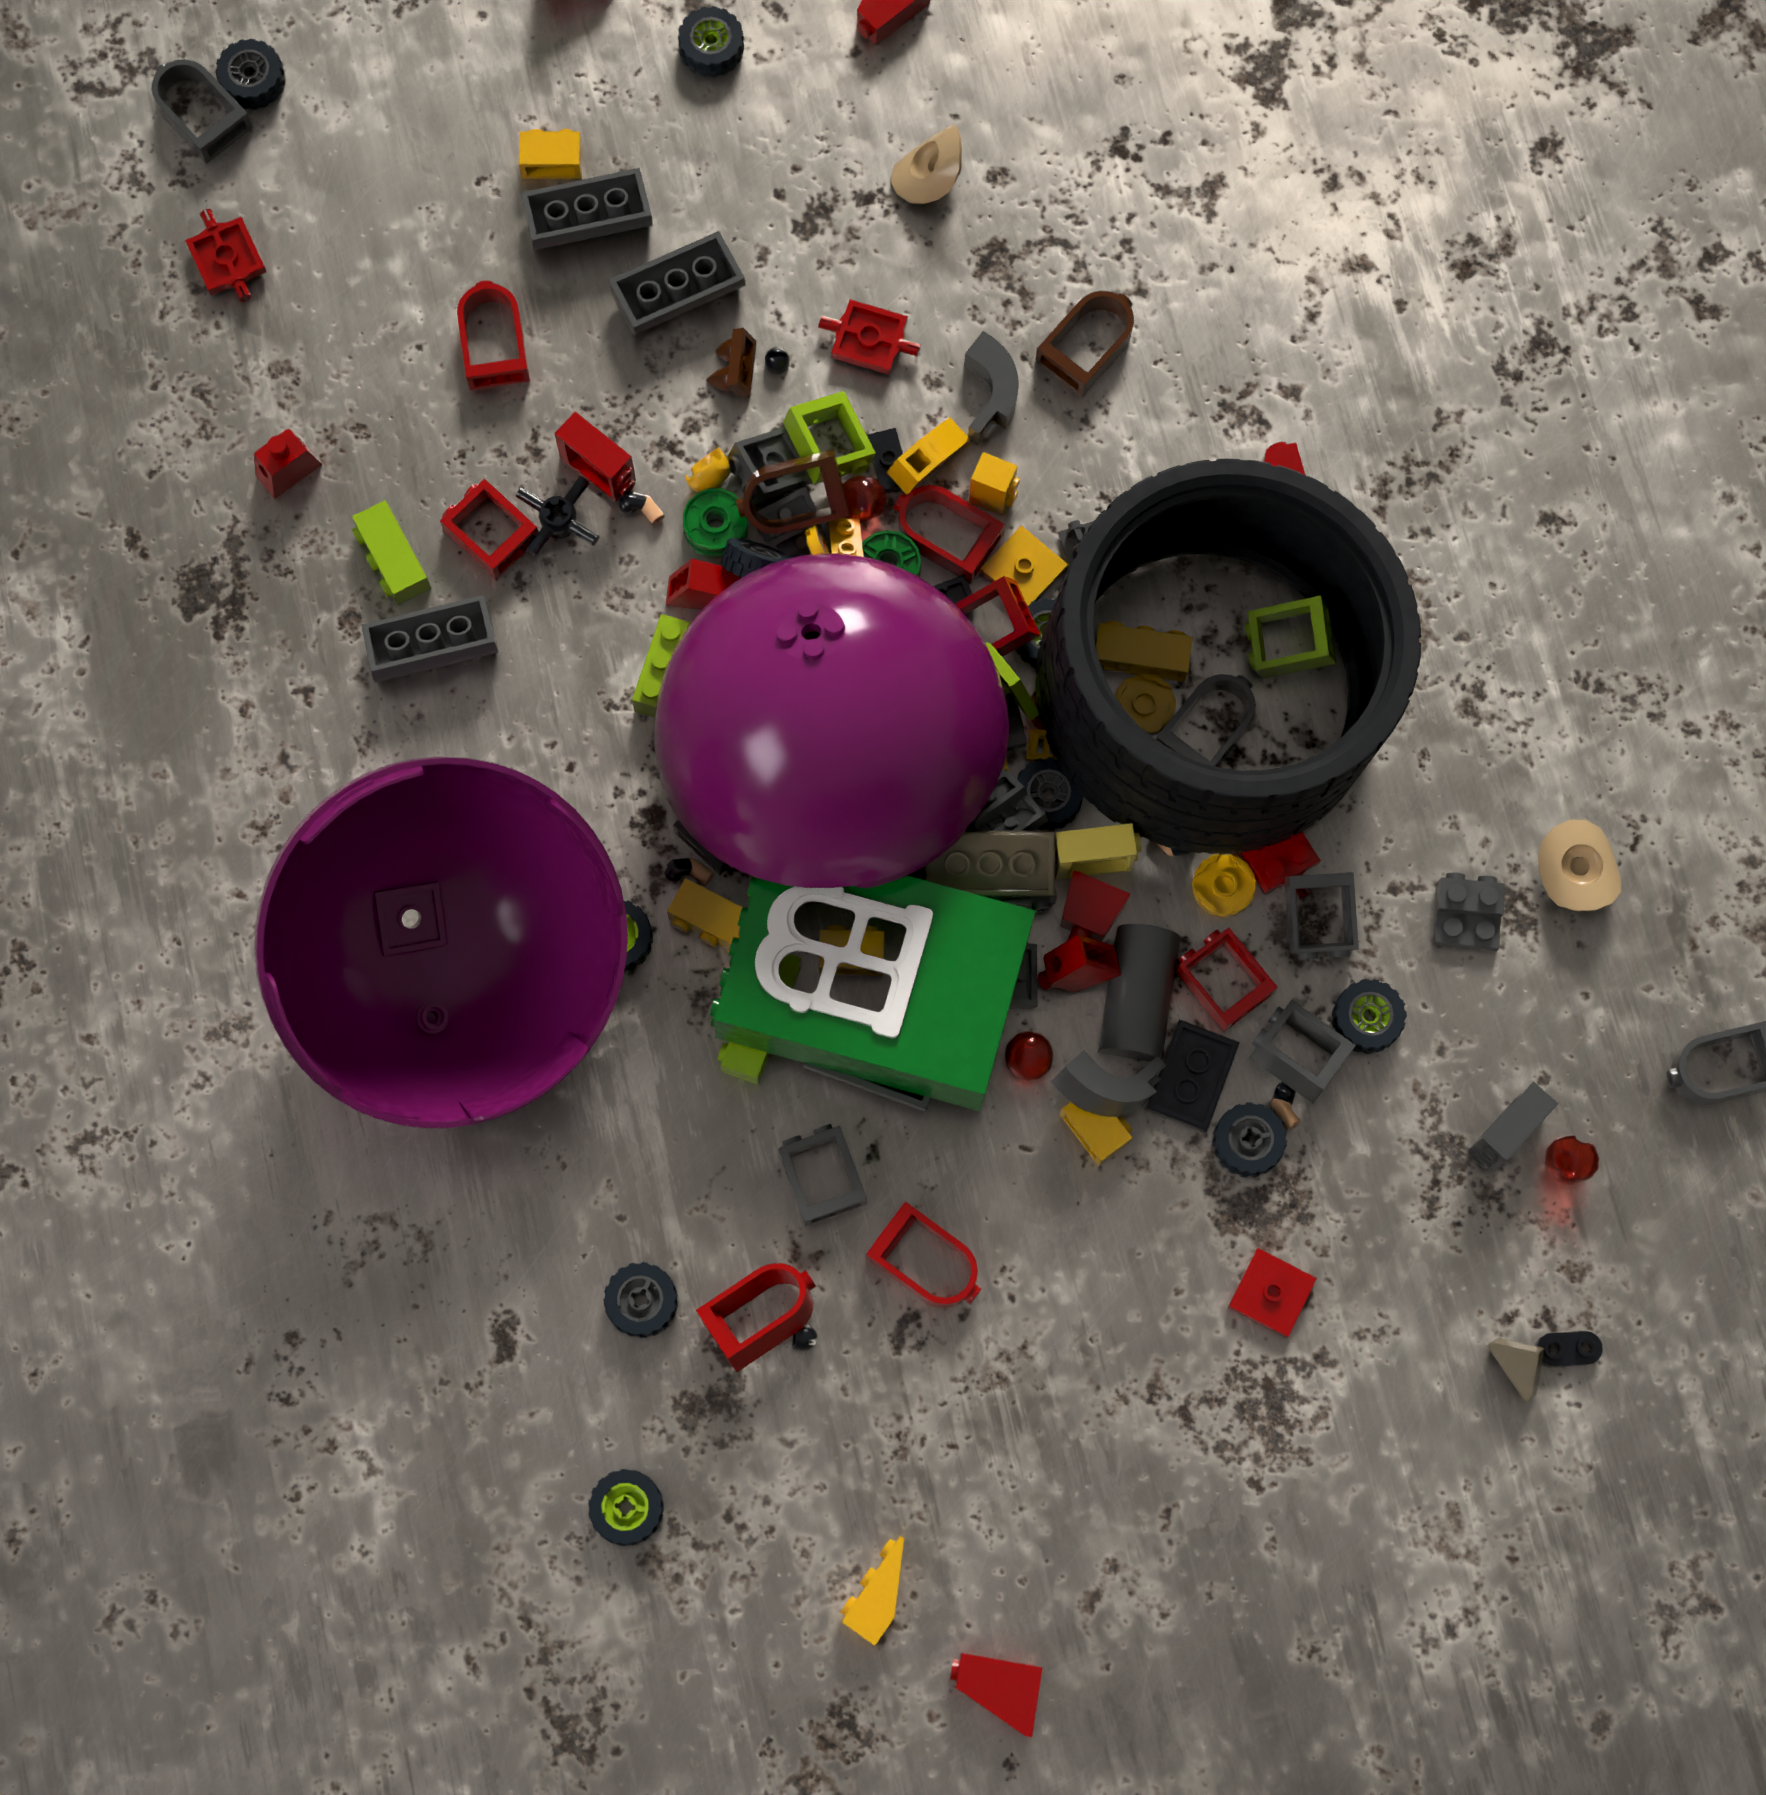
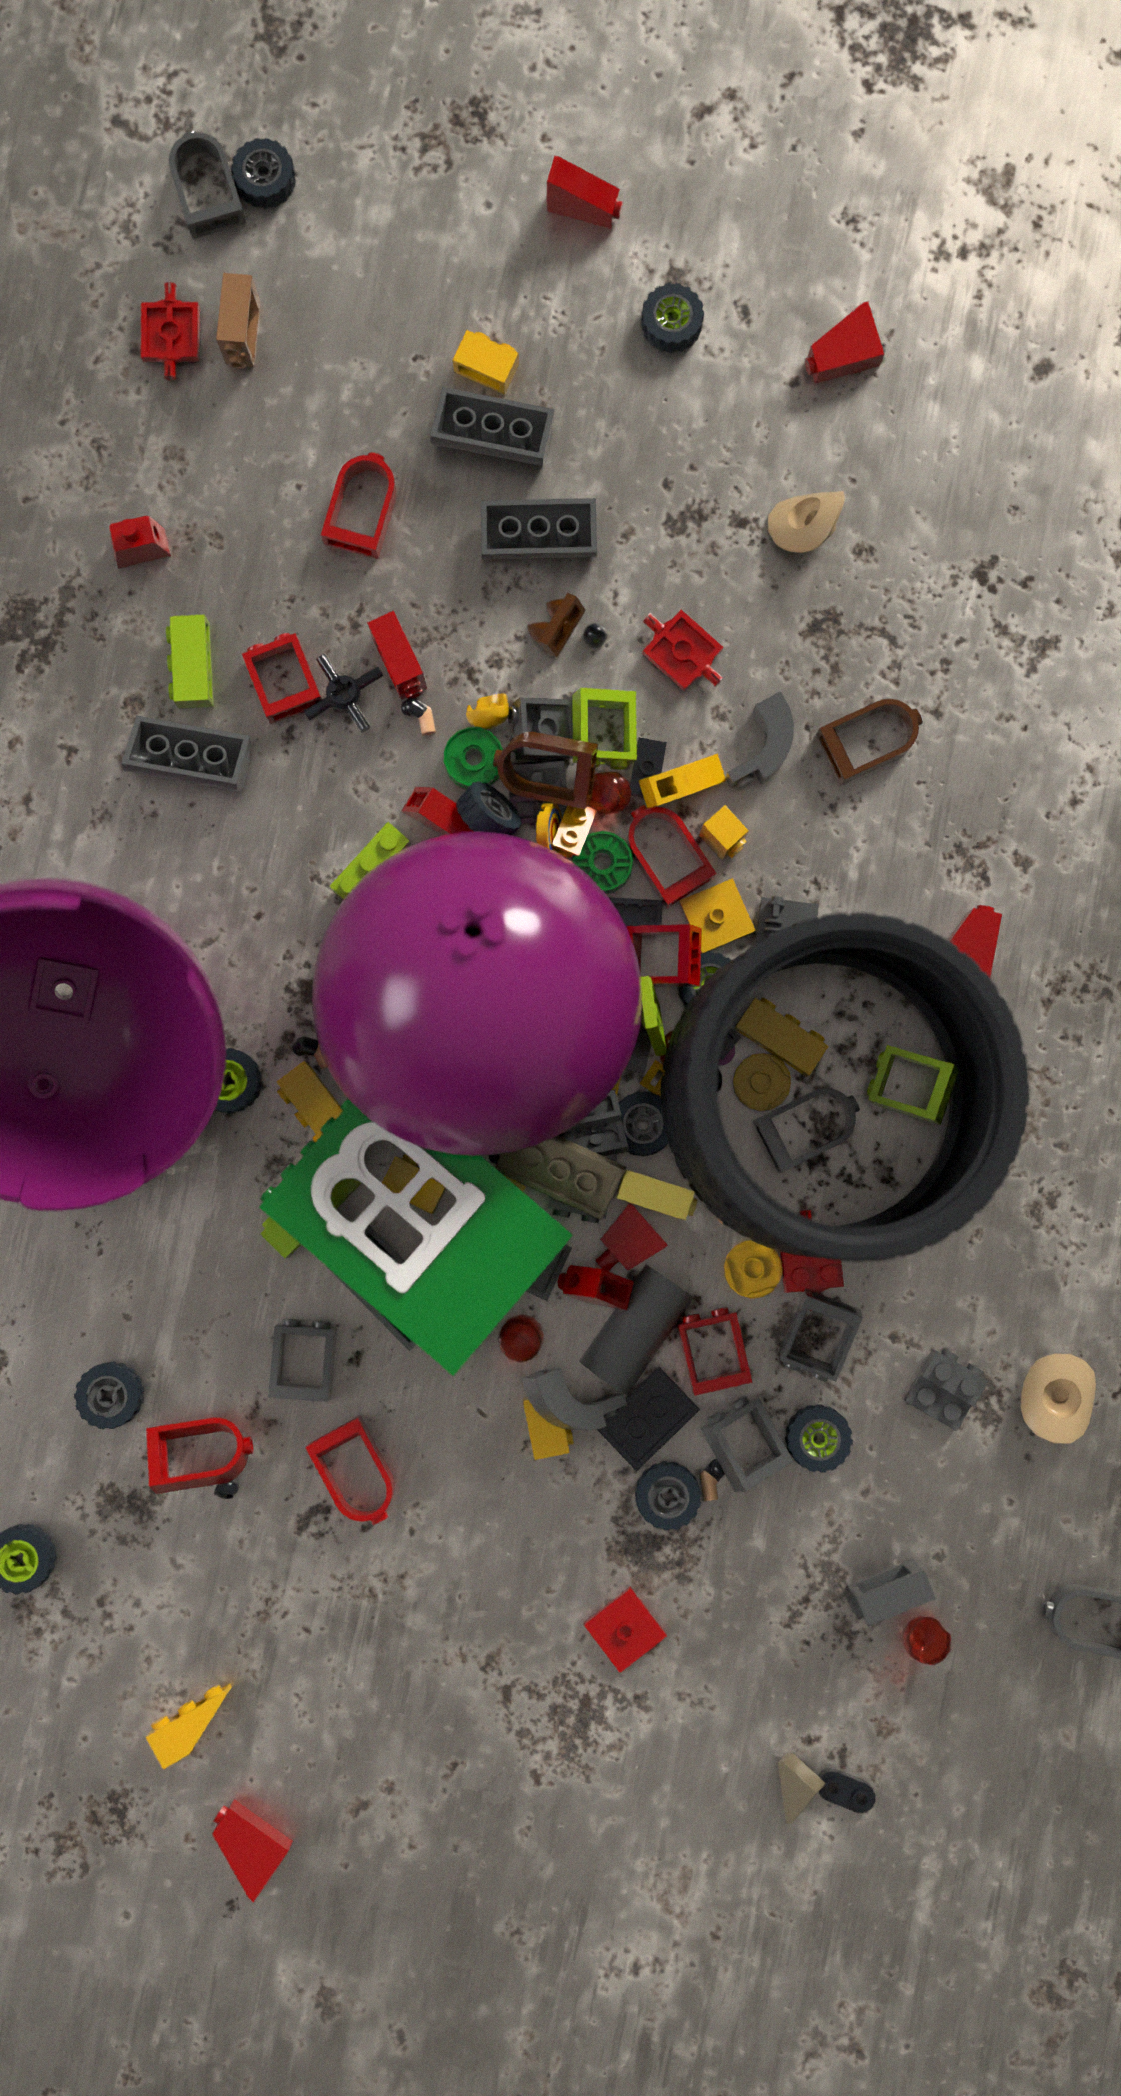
camera: 25 degrees right, 10 degrees up
(291, 215) = (238, 320): none -> medium nougat window

